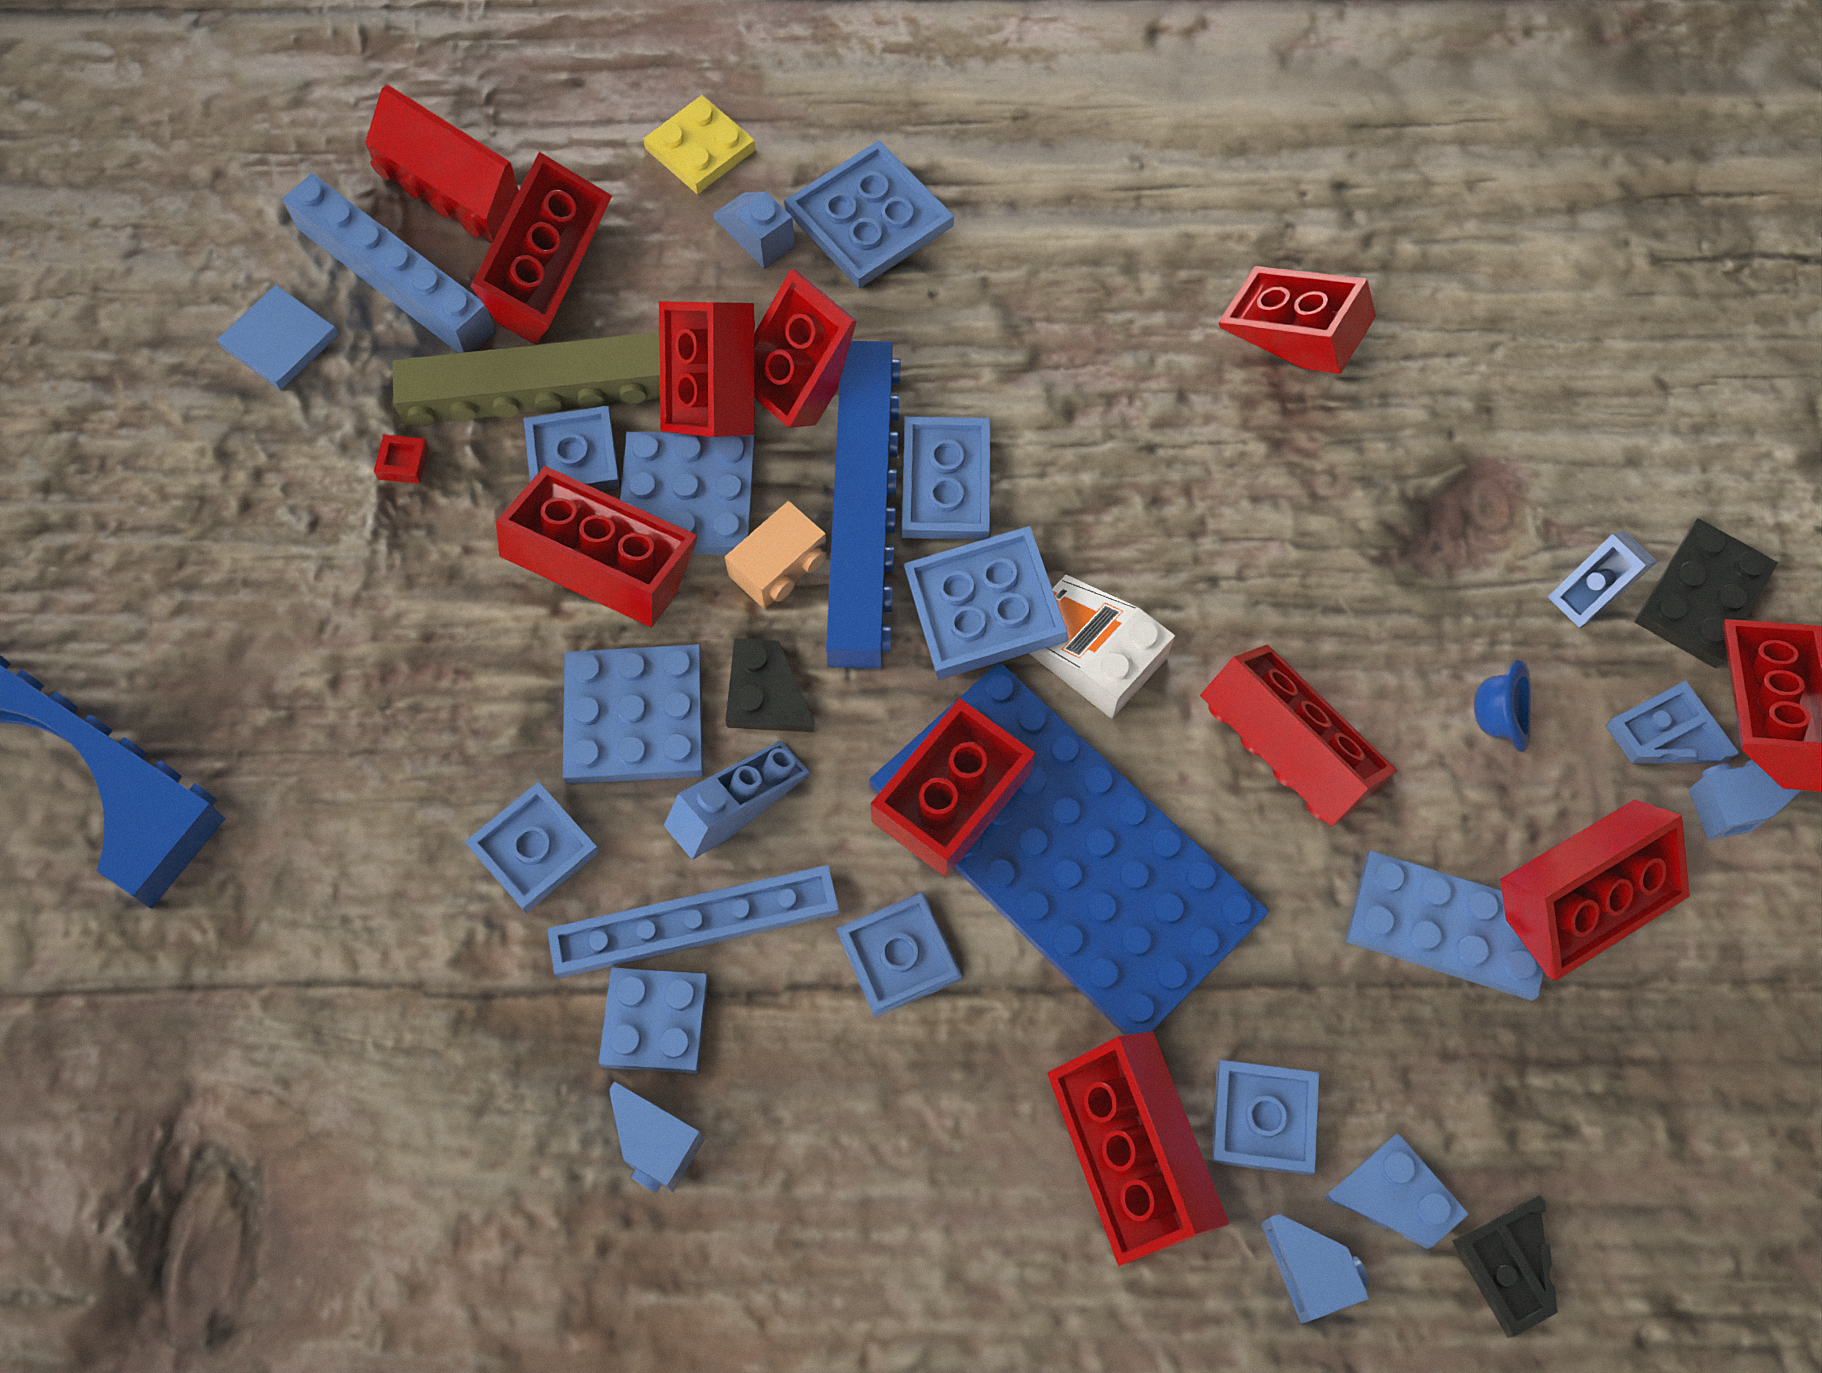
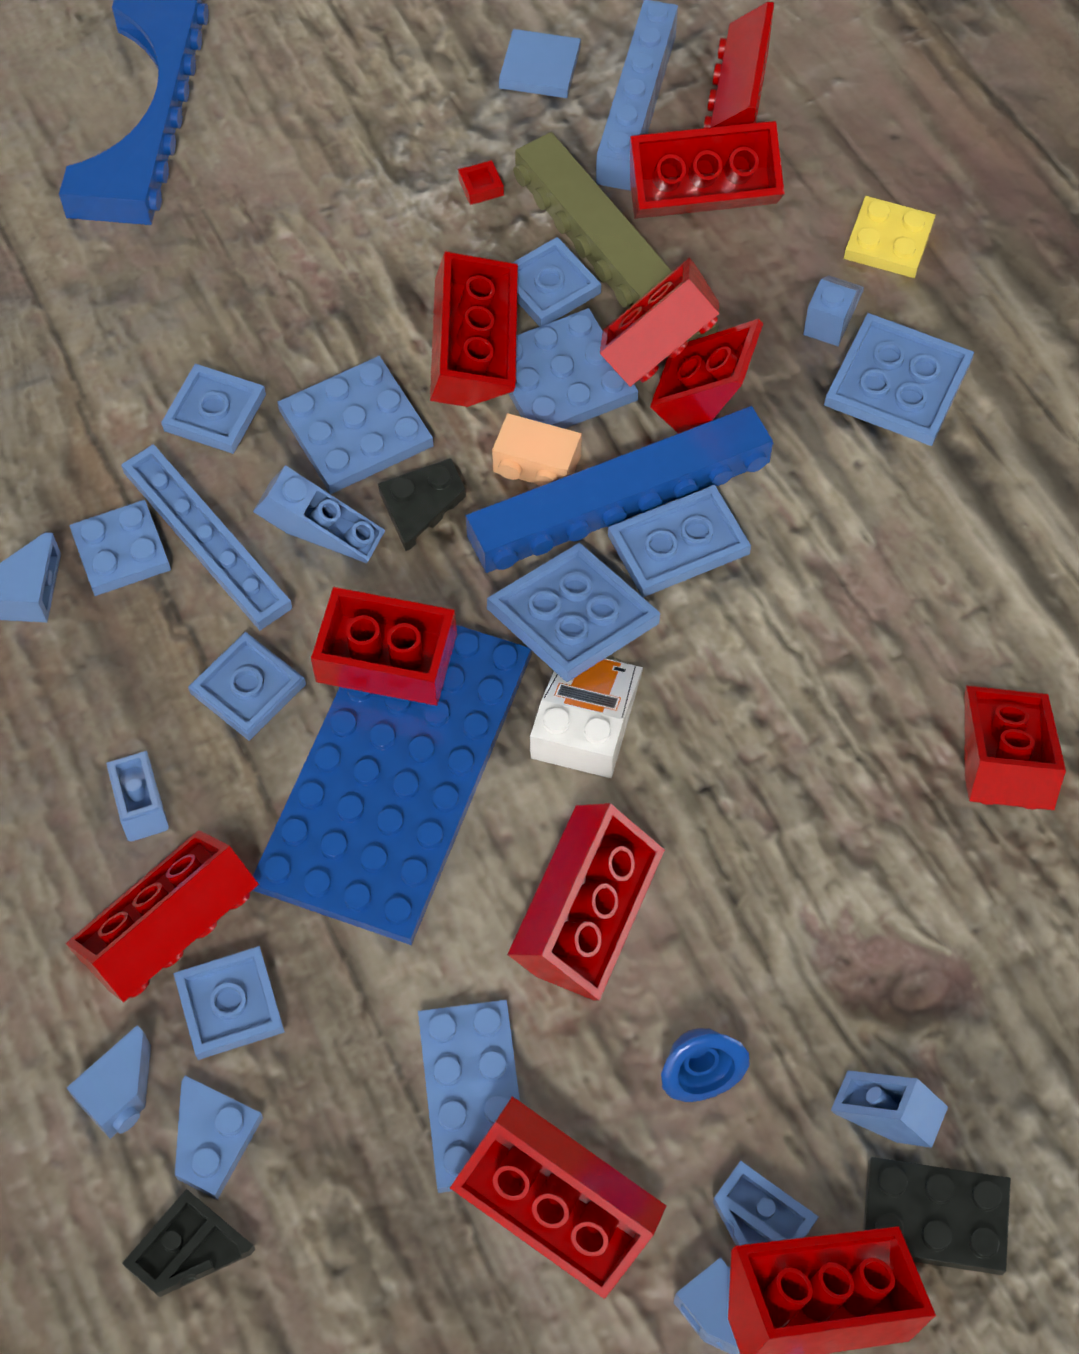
camera: 65 degrees right, 5 degrees down
(975, 1120) = (137, 796): none -> medium blue slope

